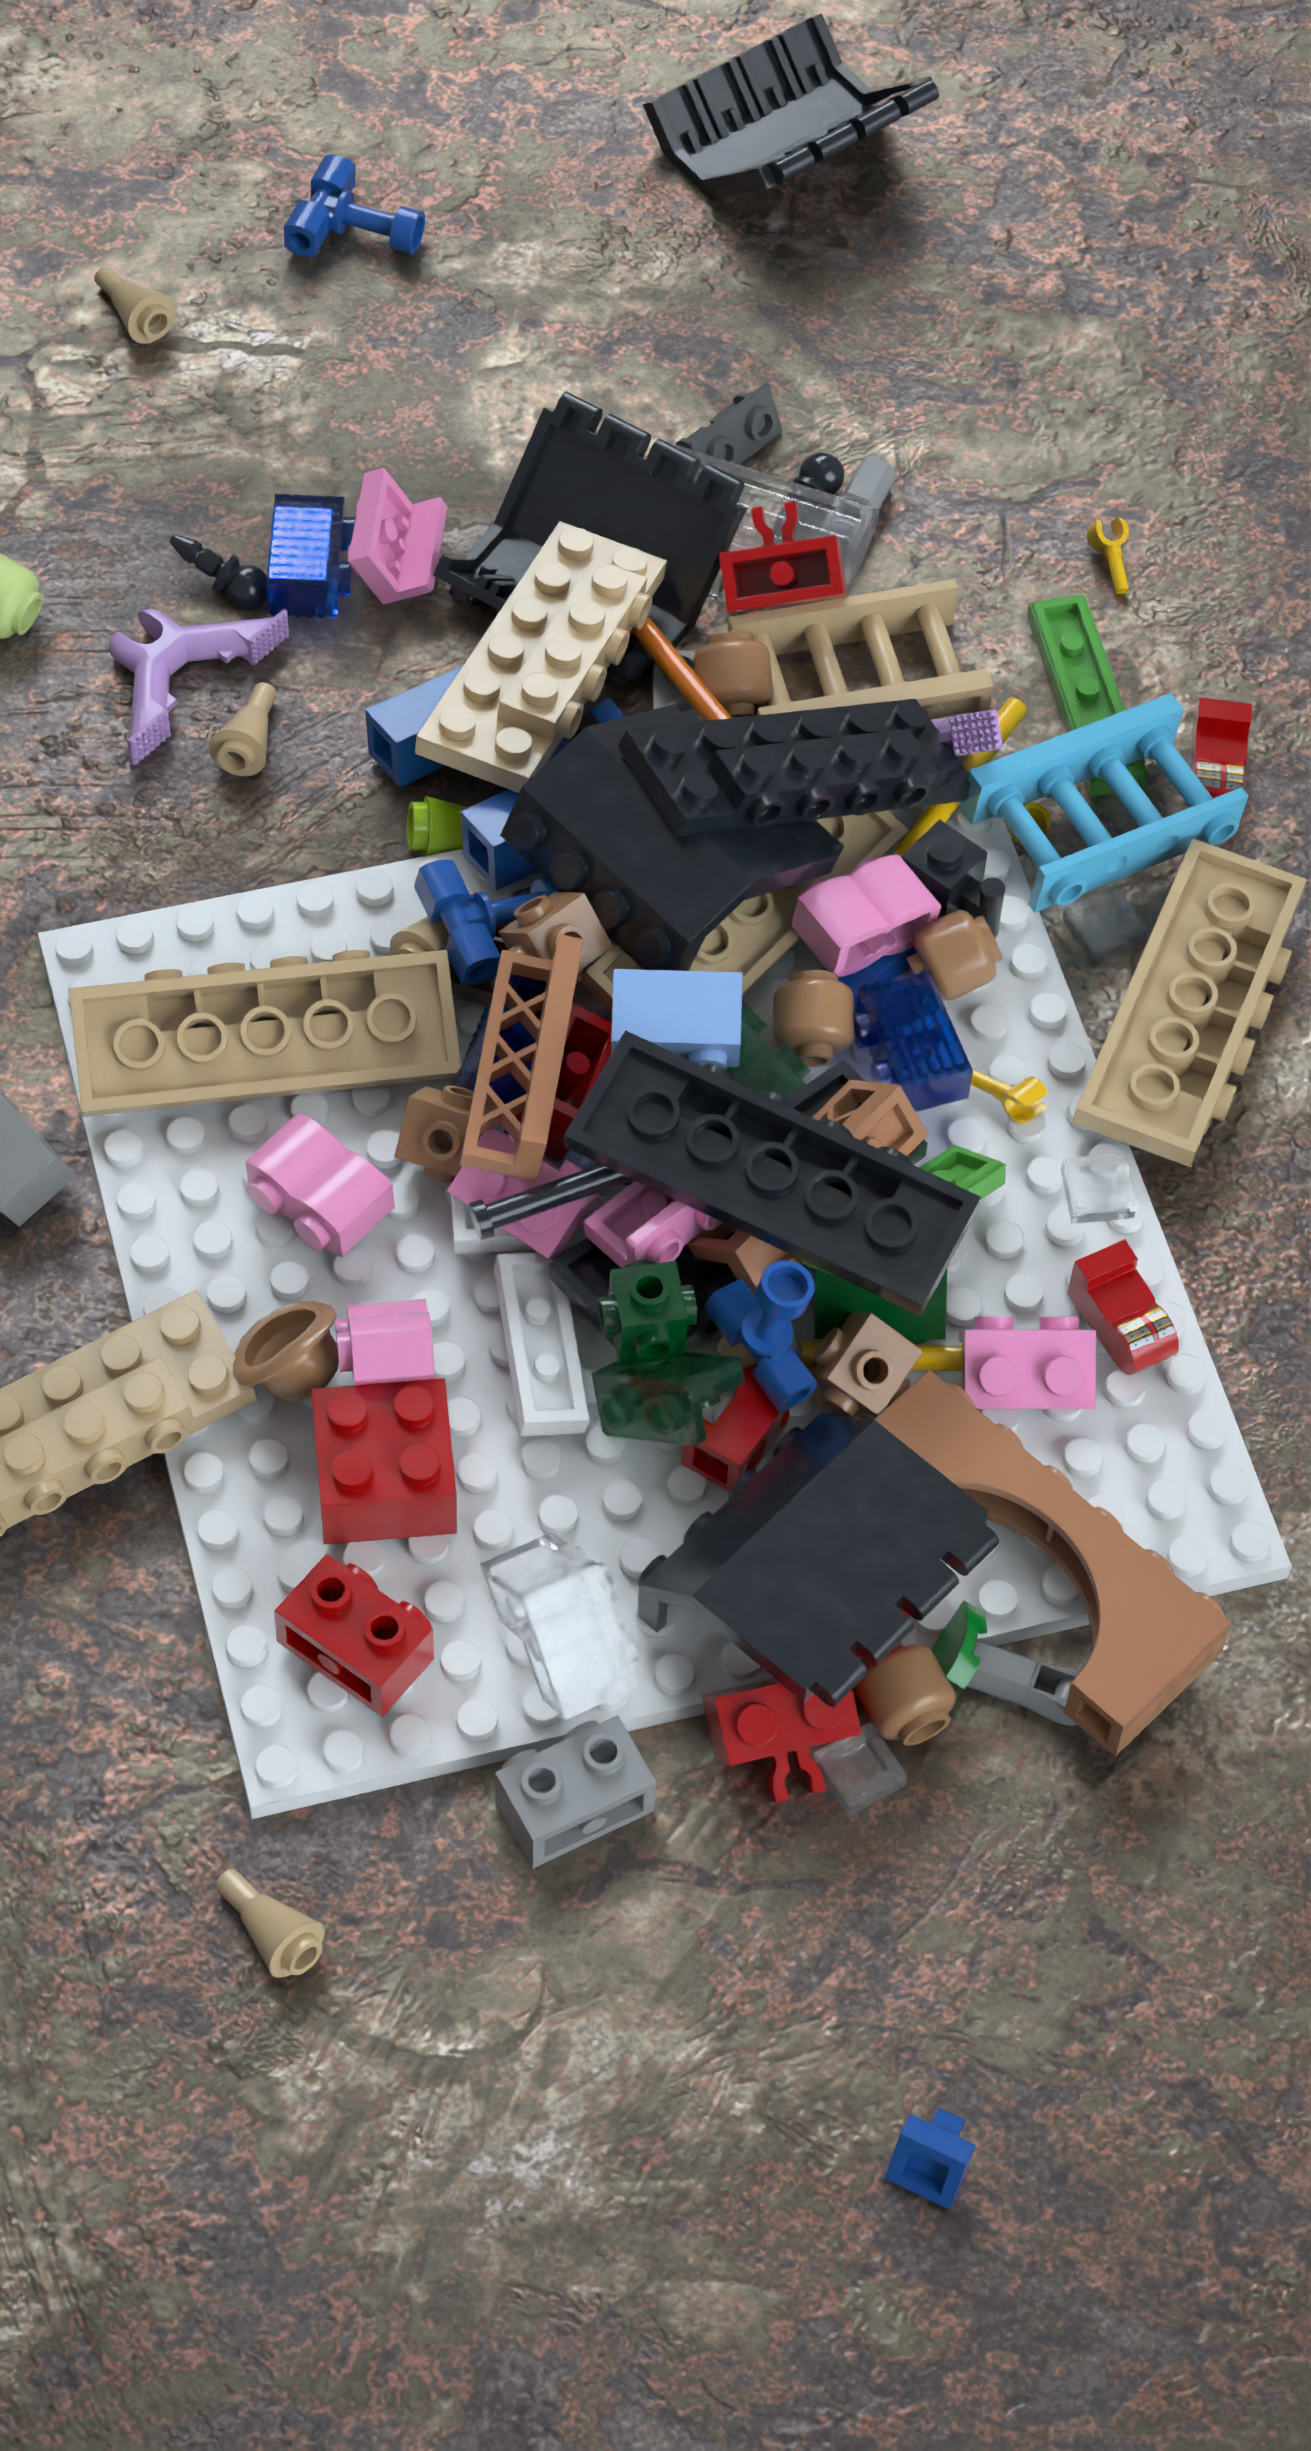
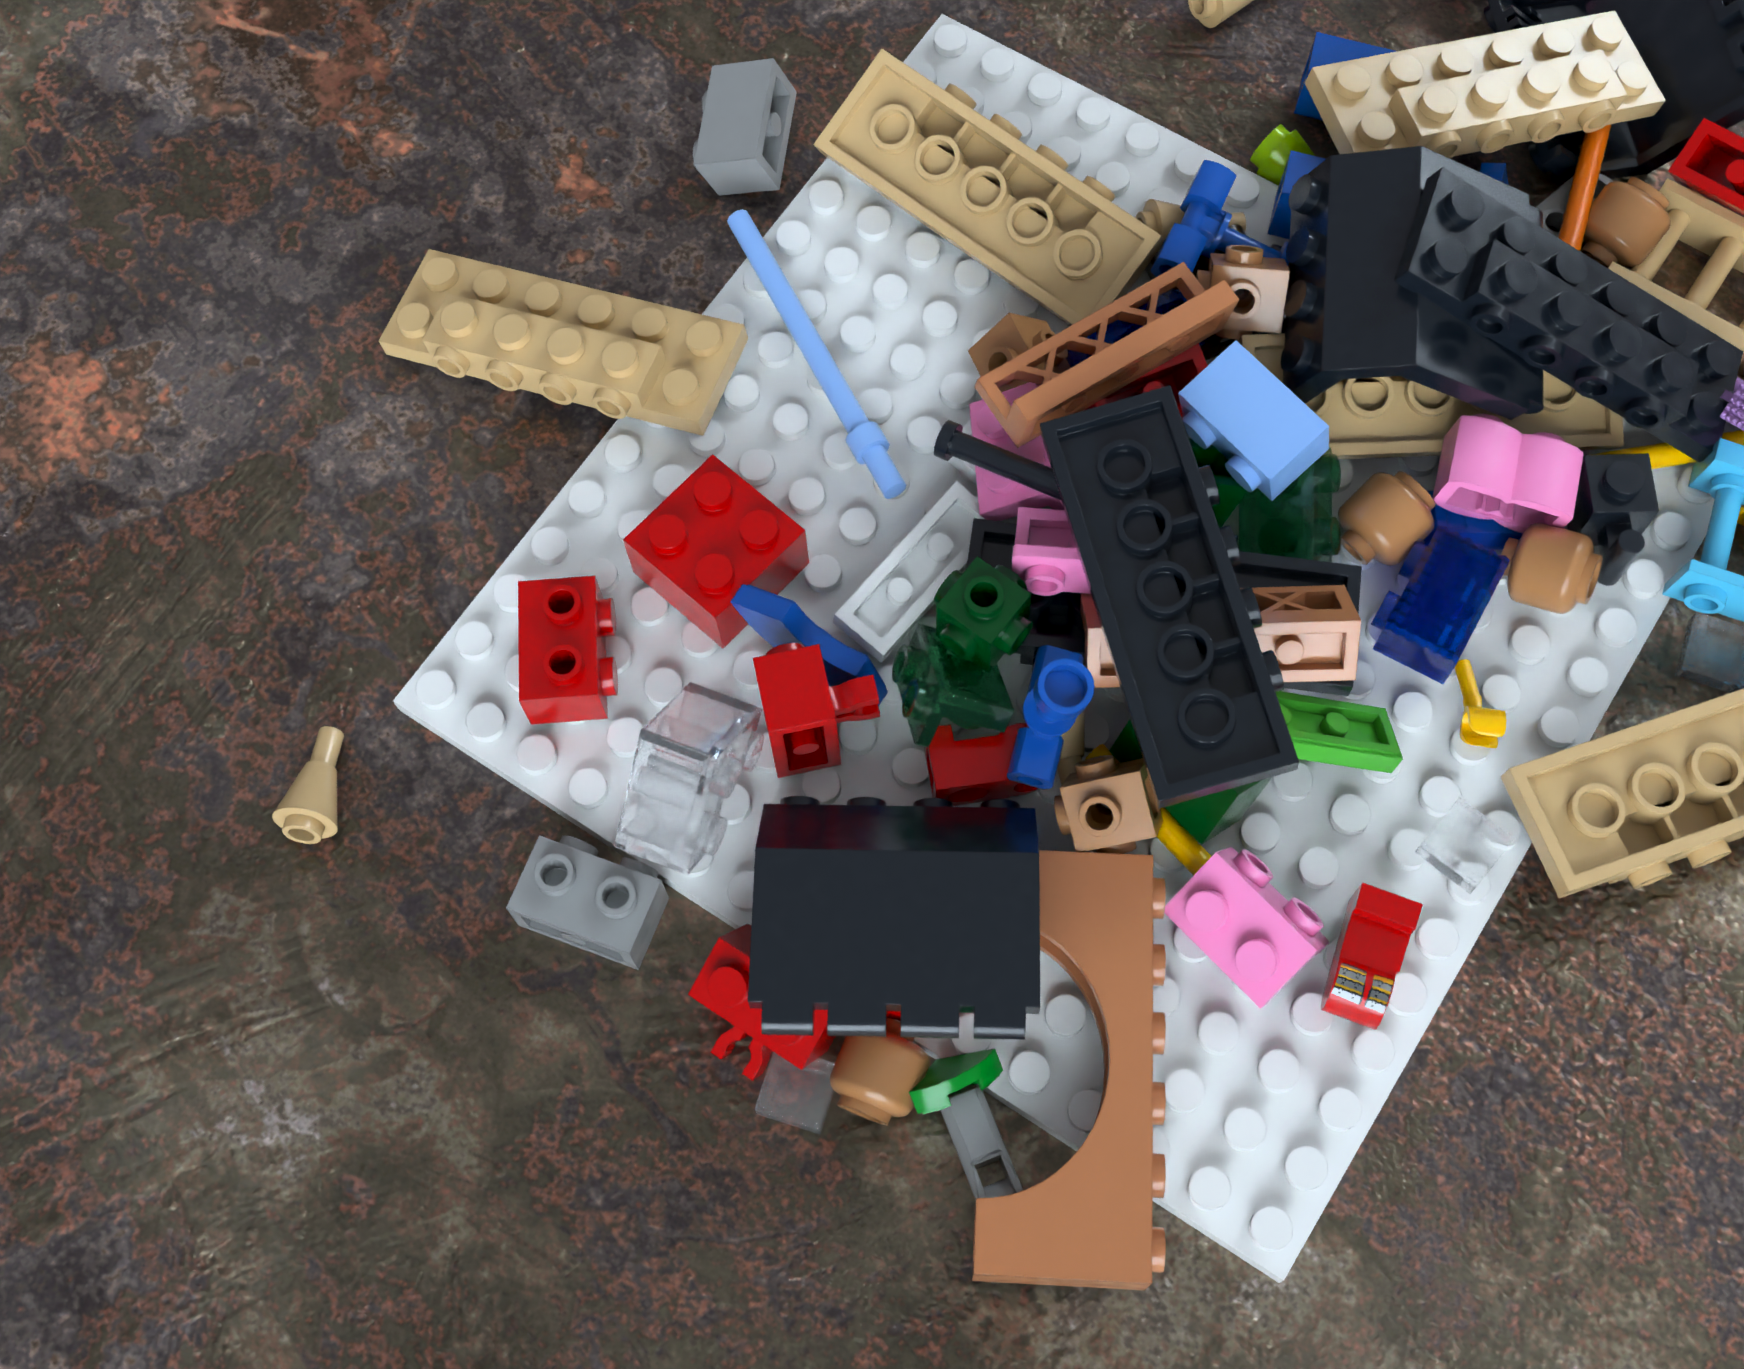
camera: 55 degrees right, 10 degrees up
(289, 1351) = (744, 420): medium nougat hat -> none
(319, 1186) = (901, 327): bright pink brick -> none
(380, 1288) = (864, 437): none -> light blue bar
(386, 1342) = (804, 471): bright pink brick -> none
(534, 1461) = (784, 622): none -> blue tile
(590, 1493) = (805, 710): none -> red brick

